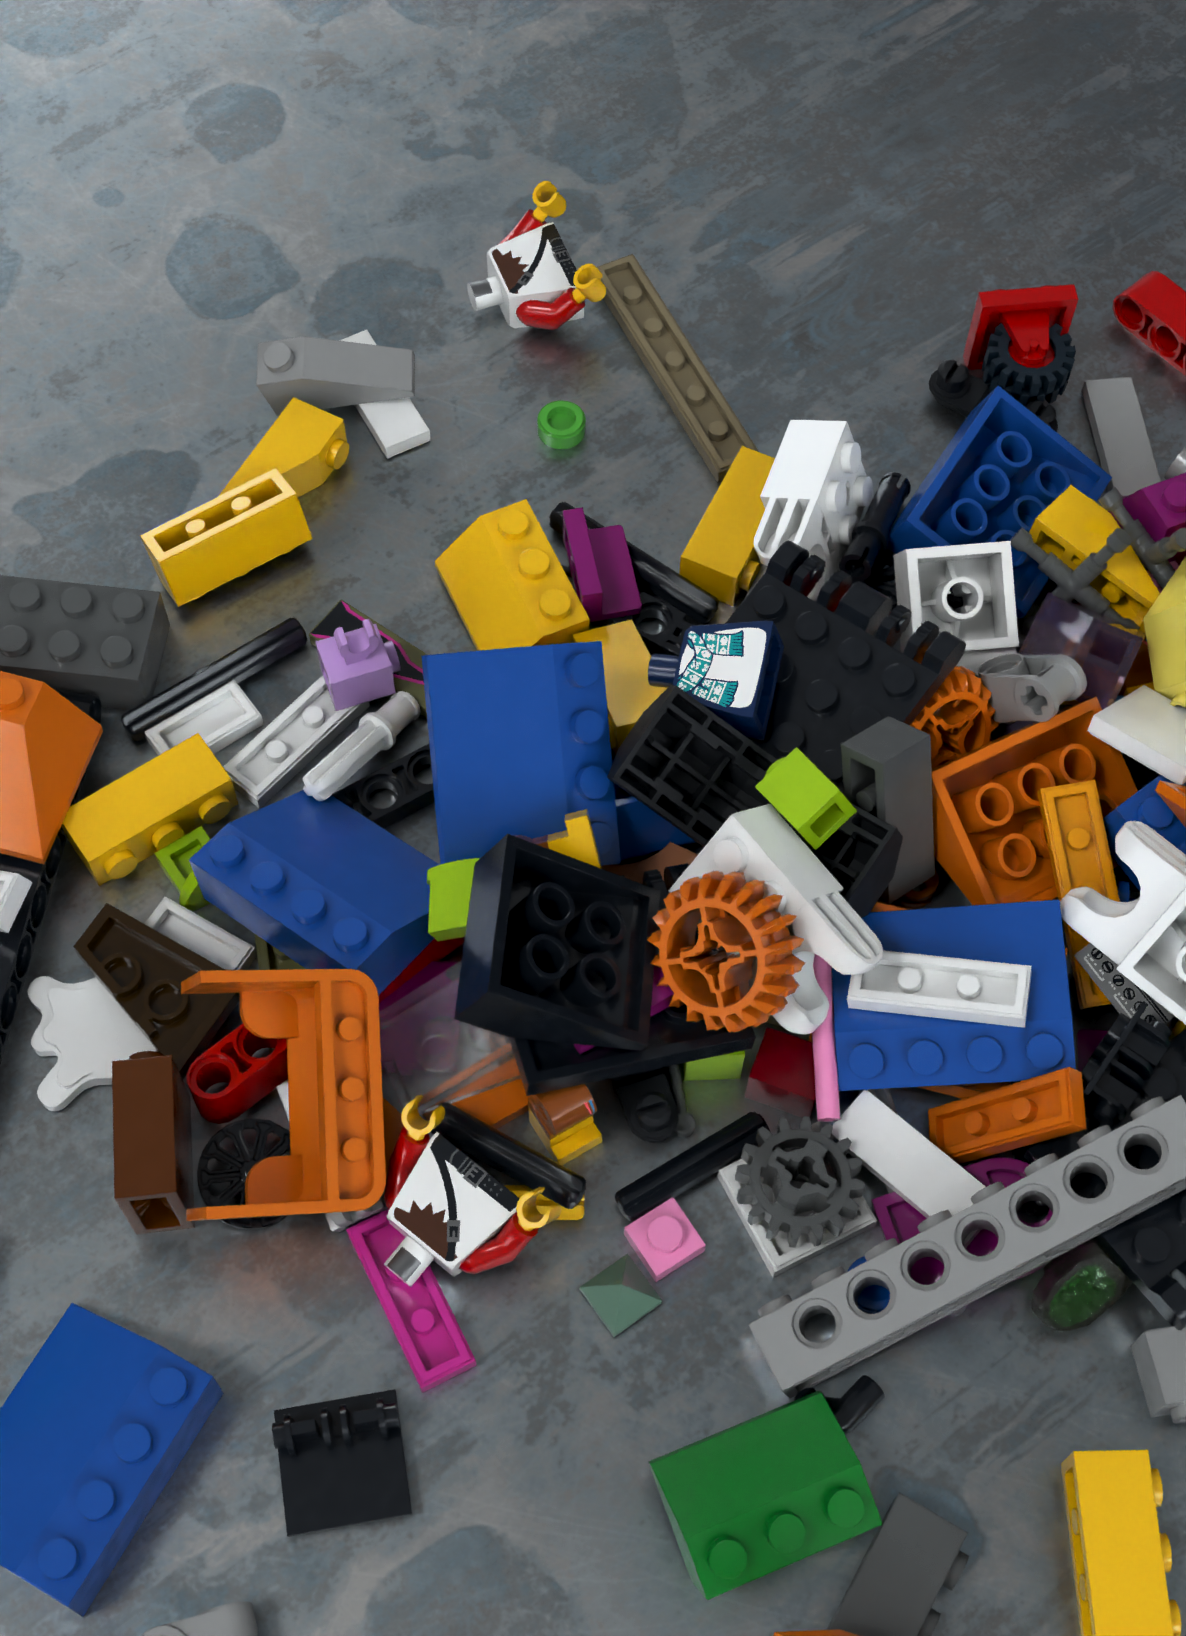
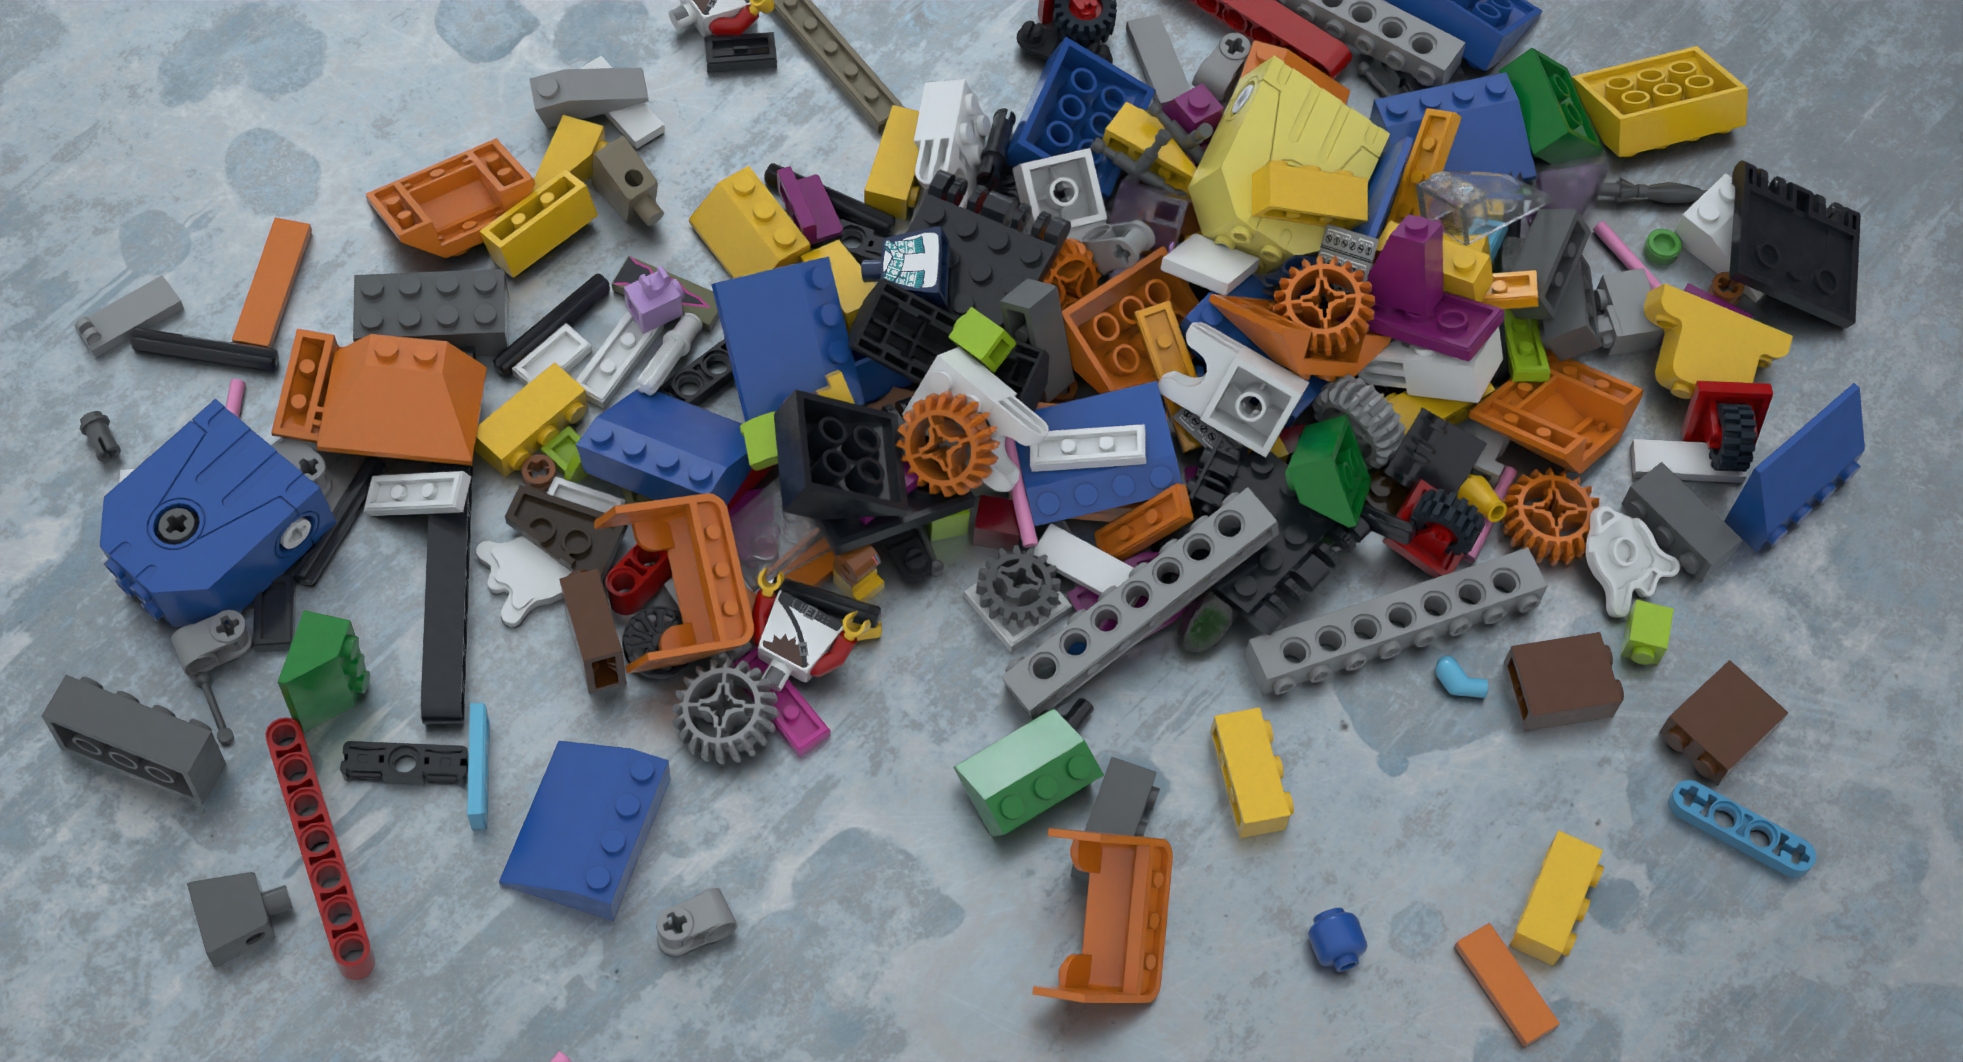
camera: 15 degrees left, 0 degrees up
(111, 493) = (453, 200): none -> orange slope
(147, 873) = (537, 463): none -> dark orange bush
(324, 1282) = (695, 706): none -> light grey gear
(341, 1462) = (758, 803): black hinge -> none
(357, 498) = (626, 182): none -> dark tan torso
(553, 357) = (741, 56): none -> black tile
(561, 424) = (758, 106): bright green tile -> none
(620, 1295) = (915, 678): sand green slope -> none
(664, 1239) = (937, 639): bright pink plate -> none
(689, 1167) = (943, 593): black axle -> none

